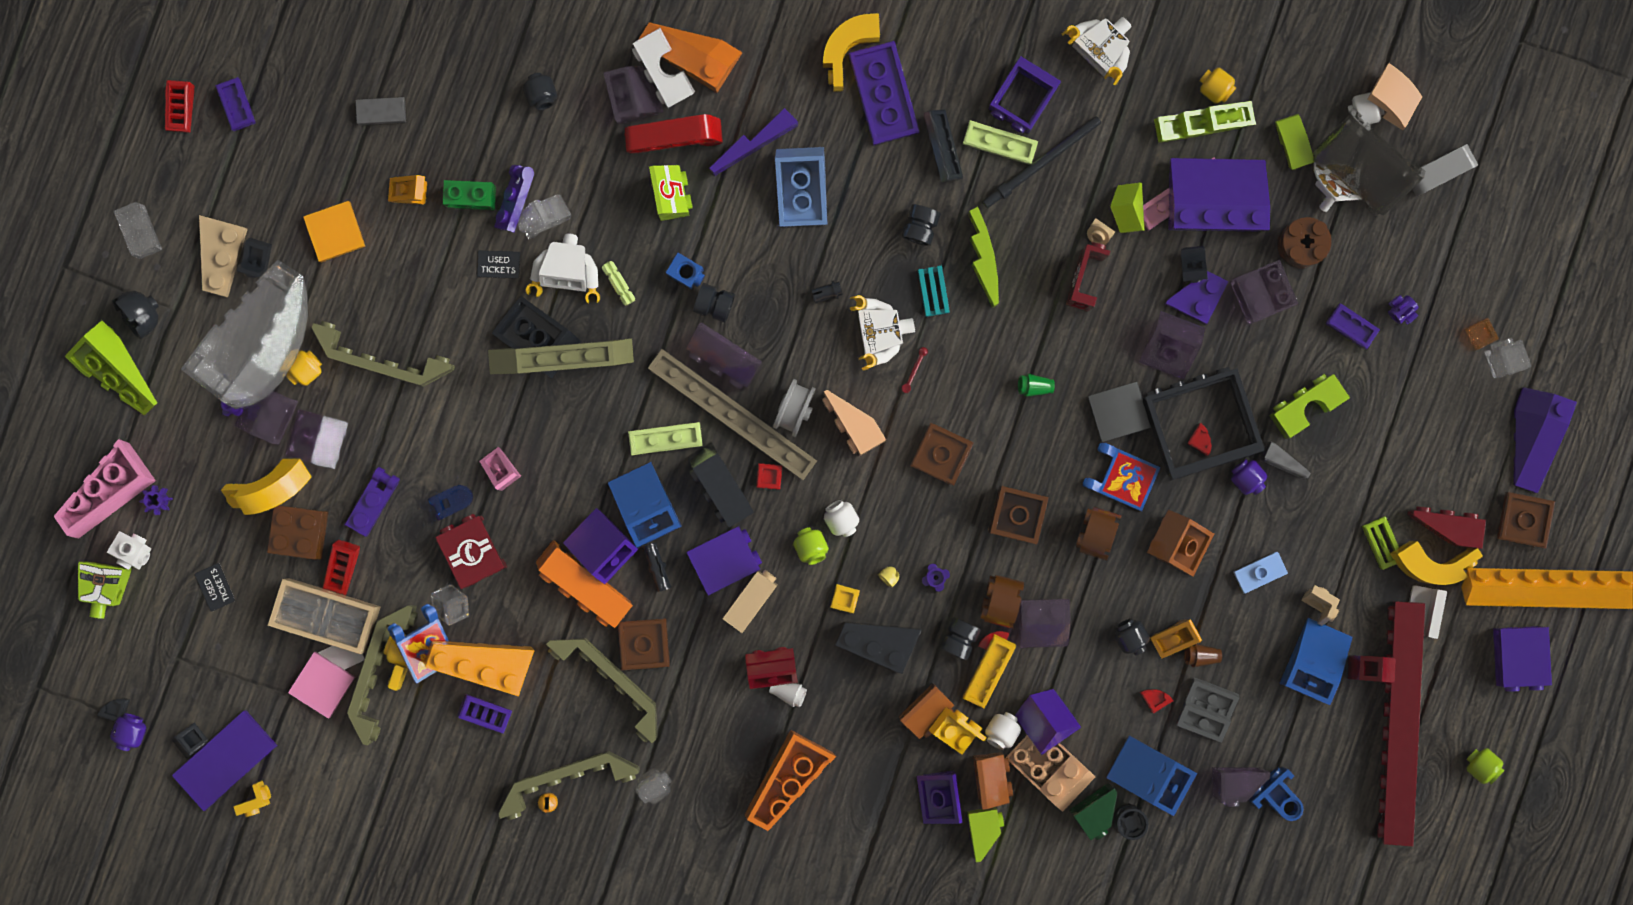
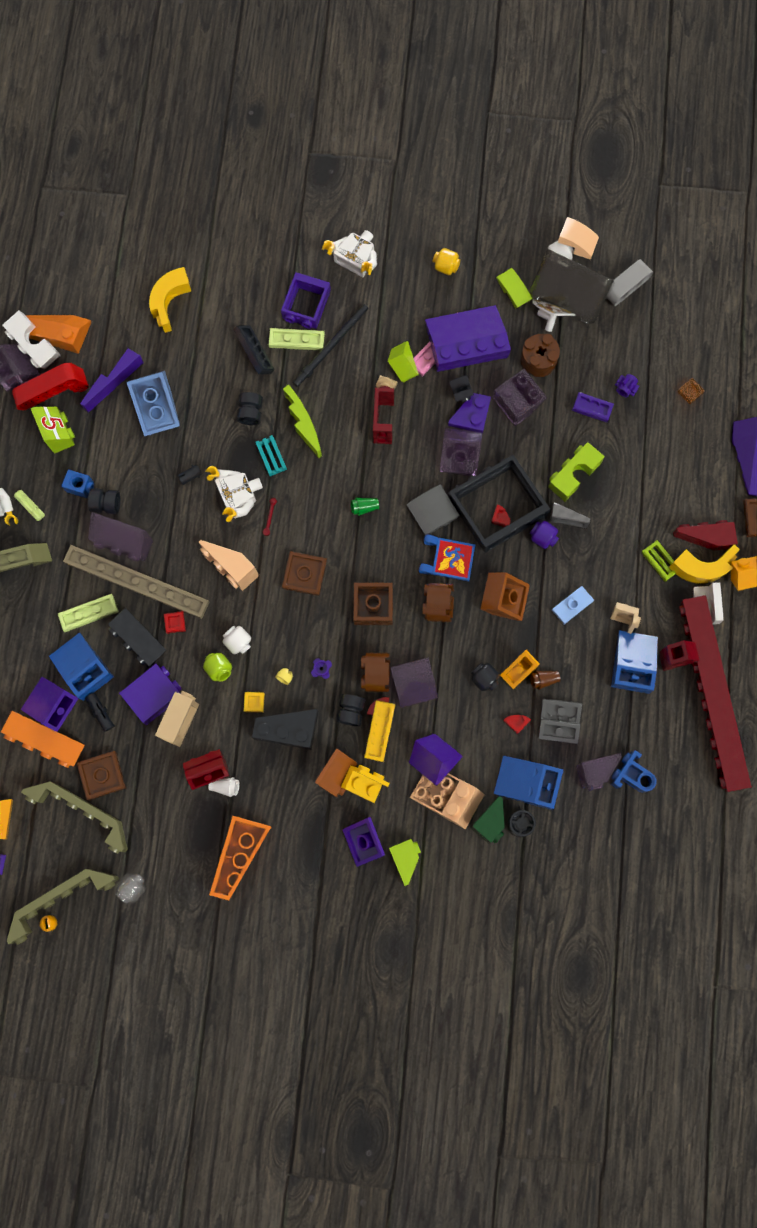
camera: 10 degrees left, 10 degrees down
(794, 408) = (180, 563): light grey wheel -> none
(883, 93) = (202, 324): dark purple tile -> none
(991, 779) = (401, 815): dark orange slope -> none
(1003, 731) = (401, 775): white head -> none
(1205, 121) = (444, 289): lime slope -> none
(1507, 357) = (715, 400): clear piece -> none

